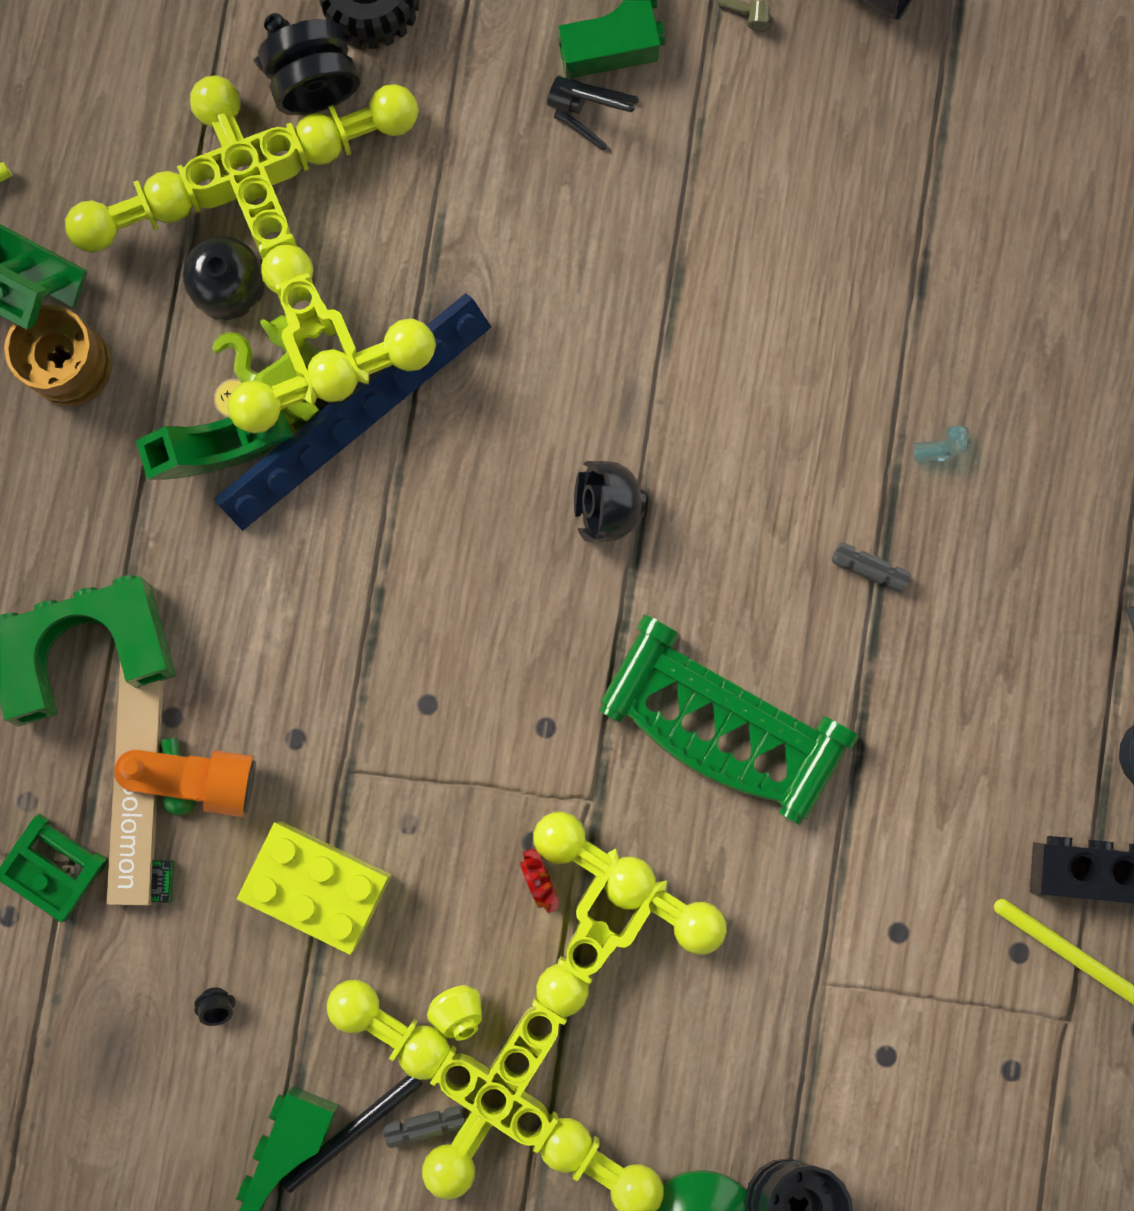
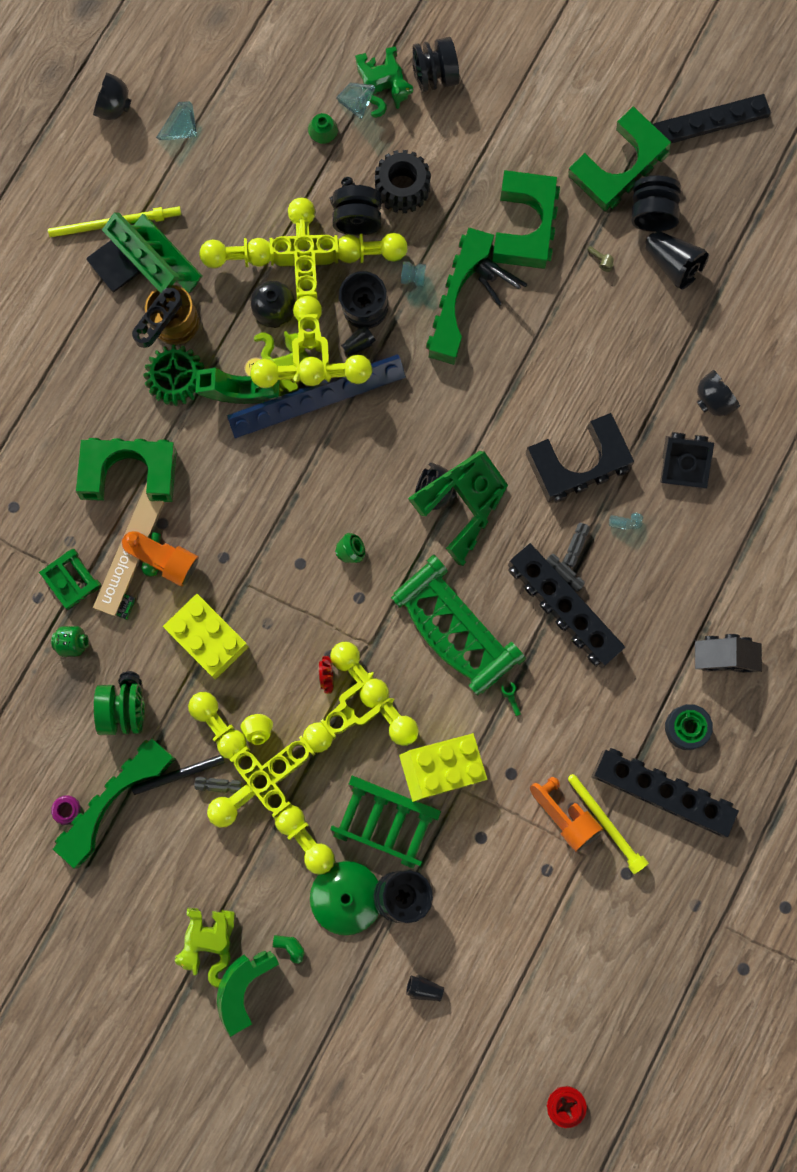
camera: 20 degrees right, 5 degrees down
(55, 348) = (142, 327): none -> black beam
(69, 466) = (156, 374): none -> green gear
(88, 975) = (69, 641): none -> green head
(206, 1067) = (116, 709): none -> green wheel
(358, 205) = (356, 290): none -> black wheel
(391, 292) = (358, 341): none -> black cone
(442, 145) = (414, 274): none -> clear light blue wheel
(504, 652) = (350, 548): none -> green cone
(538, 234) = (447, 337): none -> green arch
(683, 475) = (480, 489): none -> green wing
(745, 1050) = (381, 798): none -> green fence
(788, 970) = (442, 767): none -> neon yellow brick
(857, 809) = (511, 698): none -> green hand
(873, 513) = (576, 544): none -> dark grey axle
(883, 345) = (558, 481): none -> black arch
(989, 665) = (531, 558): none -> black brick
(1008, 308) = (687, 460): none -> black plate
(1020, 182) = (716, 396): none -> black cylinder
(1046, 997) = (576, 833): none -> orange piece

